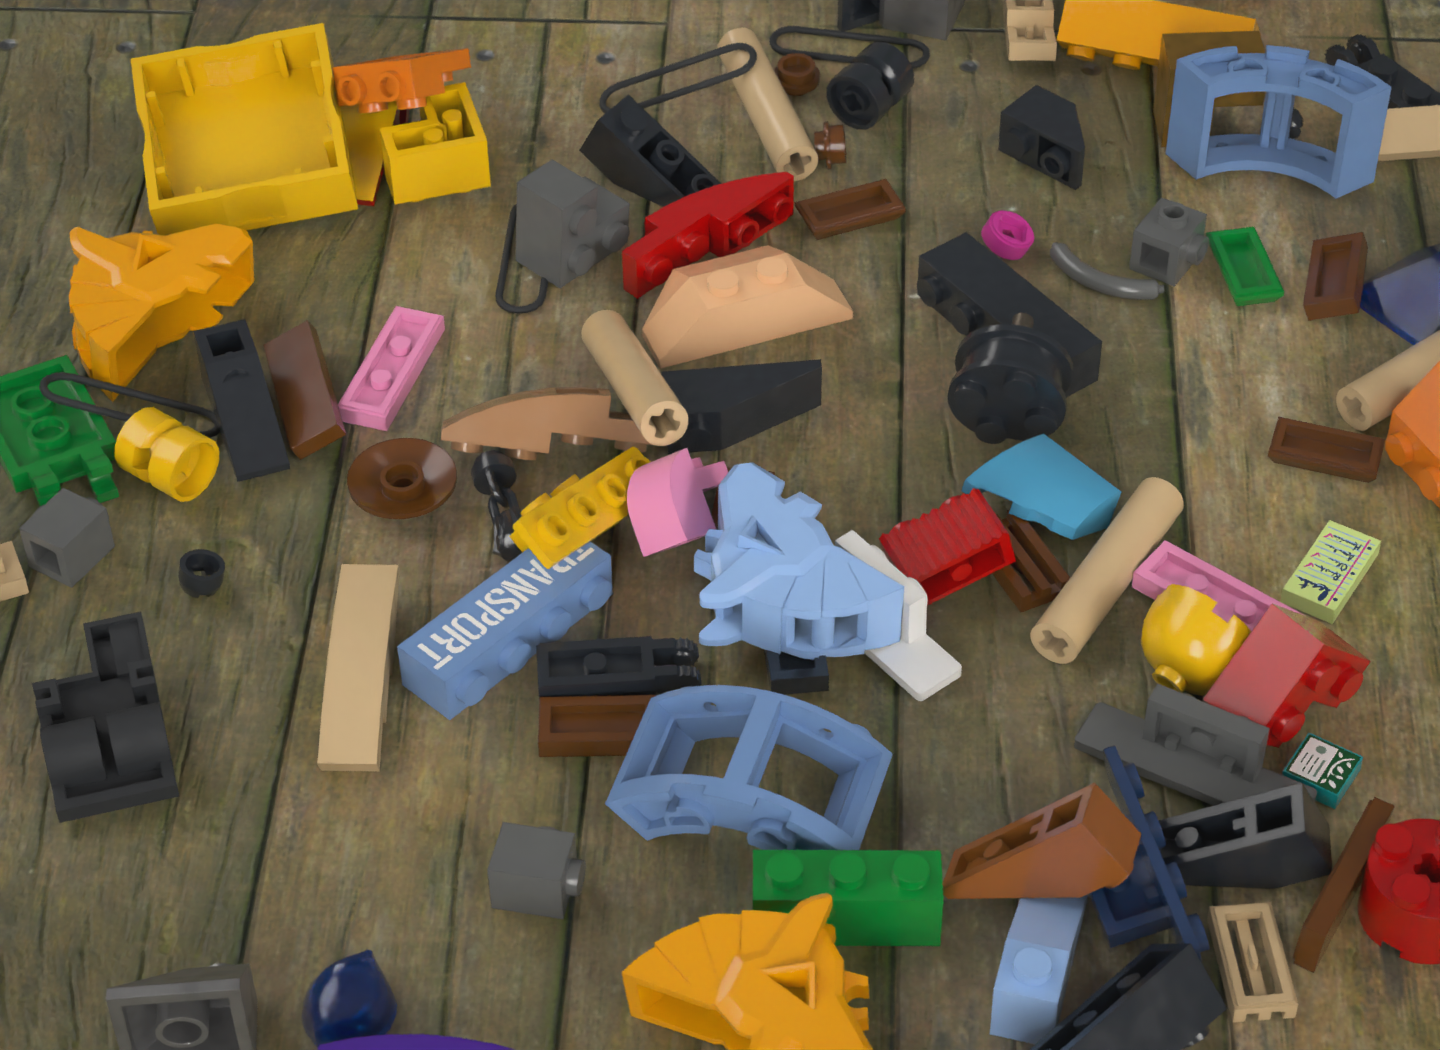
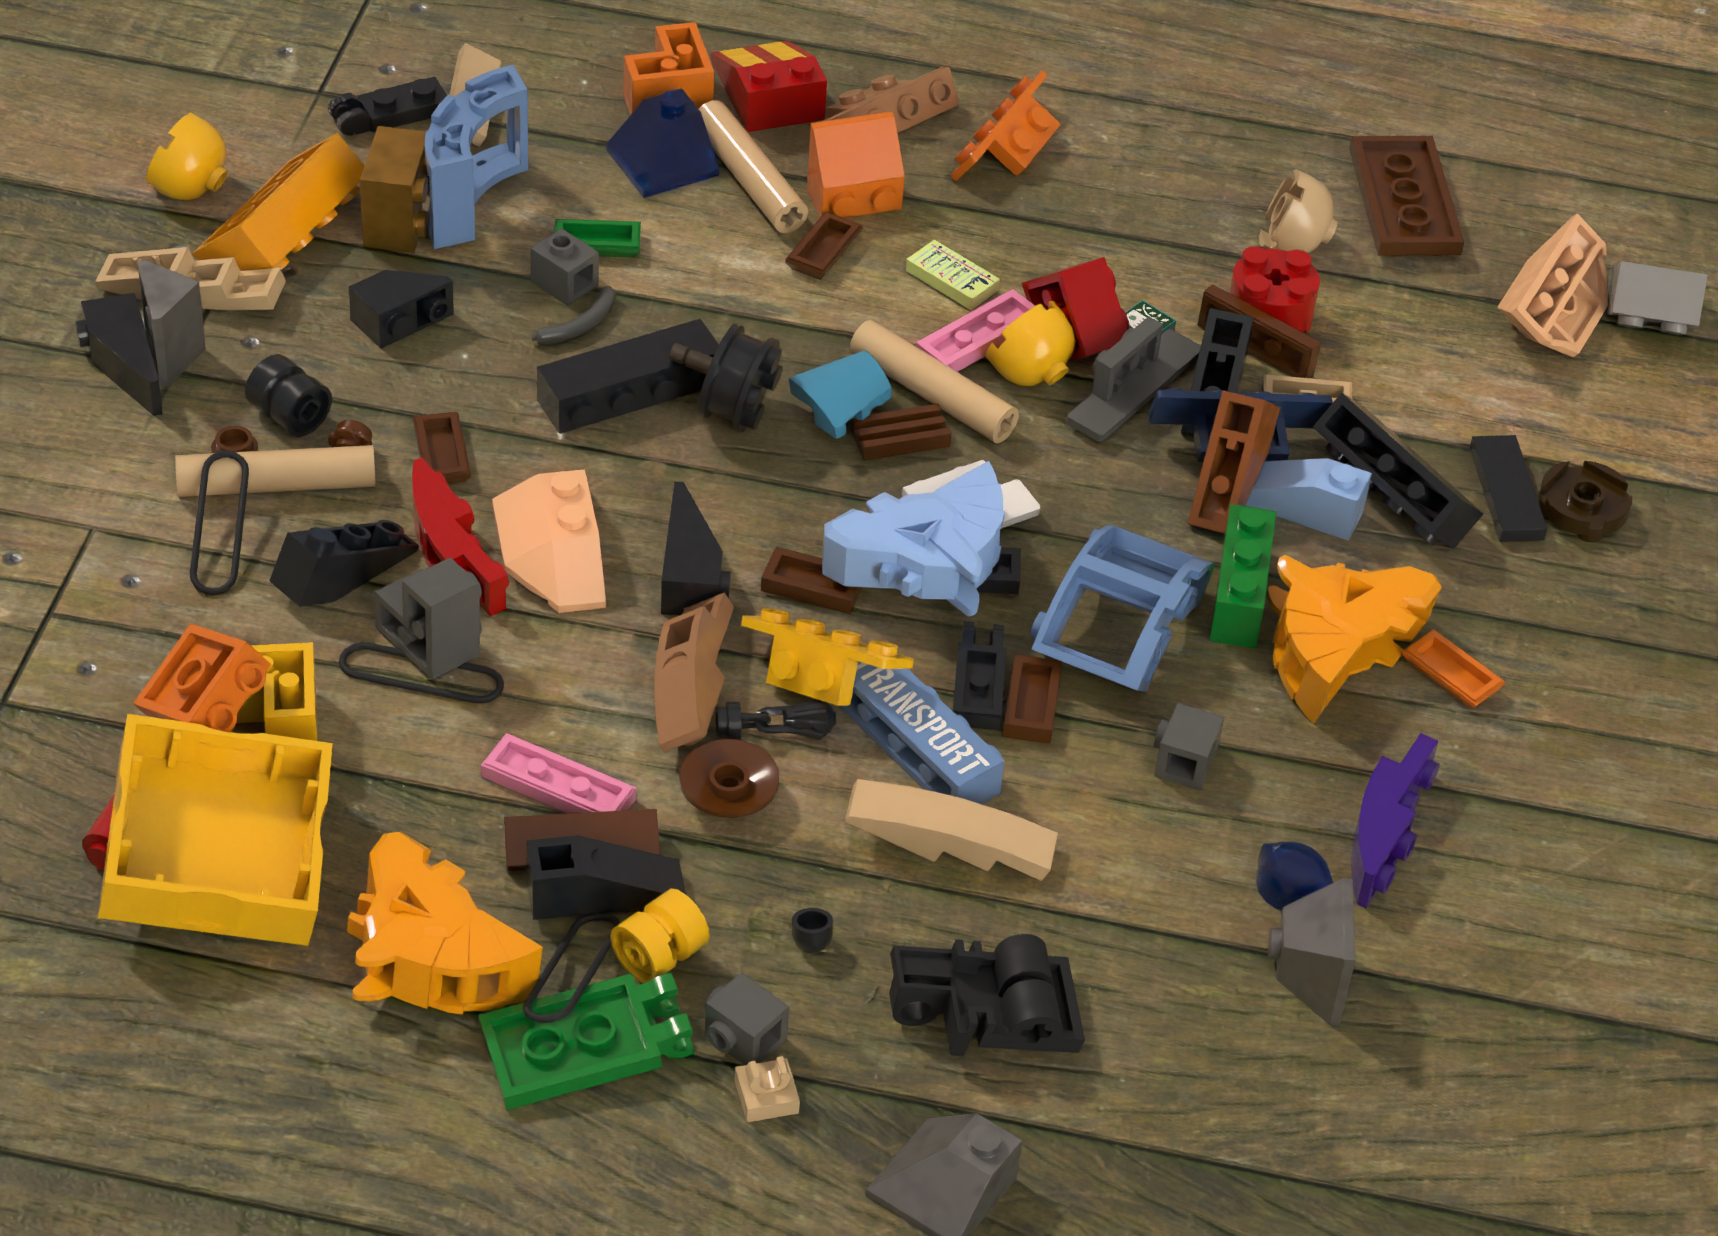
camera: 85 degrees left, 0 degrees up
(634, 378) = (663, 597): tan piece -> none
(669, 501) = (820, 597): bright pink brick -> none
(844, 34) = (214, 364): black piece -> none
(950, 545) = (901, 448): red brick -> none
(1007, 235) = (517, 357): dark pink tile -> none
(1335, 276) = (632, 190): reddish brown tile -> none

